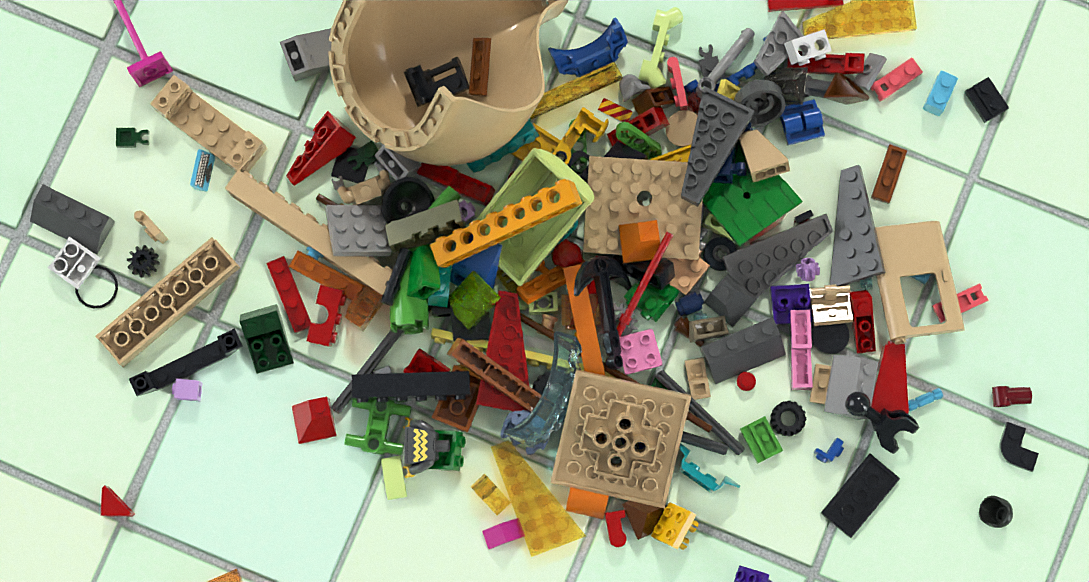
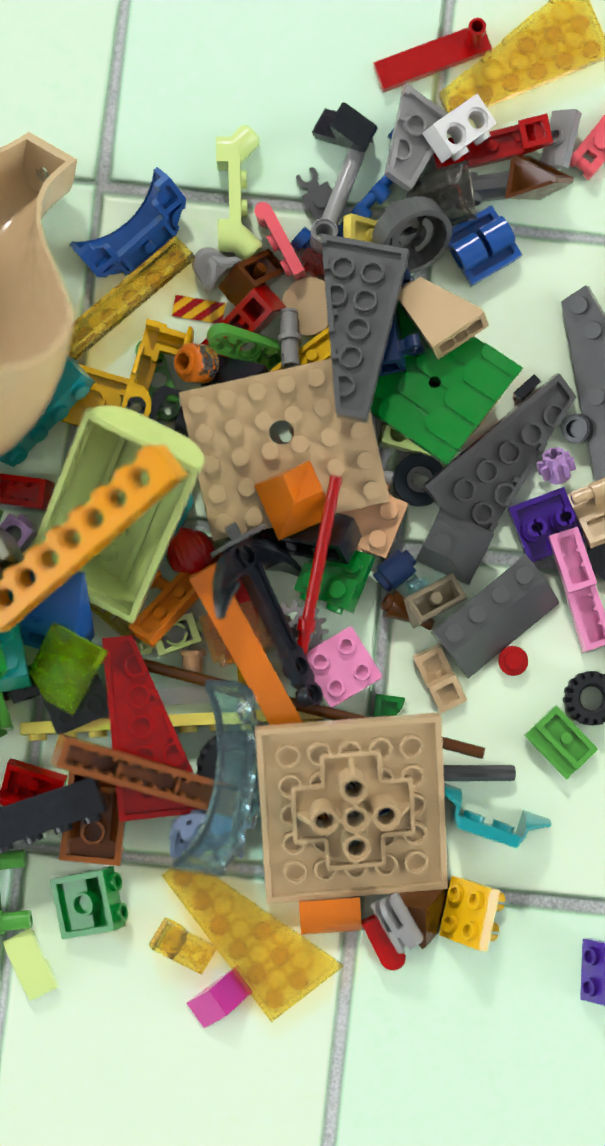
camera: 20 degrees left, 5 degrees up
(421, 446) = (56, 908): dark grey torso -> none
(598, 252) = (236, 536): none -> dark grey piece
(605, 142) = (196, 363): none -> orange head
(627, 516) = (397, 922): none -> light grey arm
(666, 143) = (289, 338): none -> light grey pin
(701, 413) = (460, 729): dark grey axle -> none
(737, 26) = (345, 128): none -> black slope
(828, 251) = (577, 428): none -> black tile

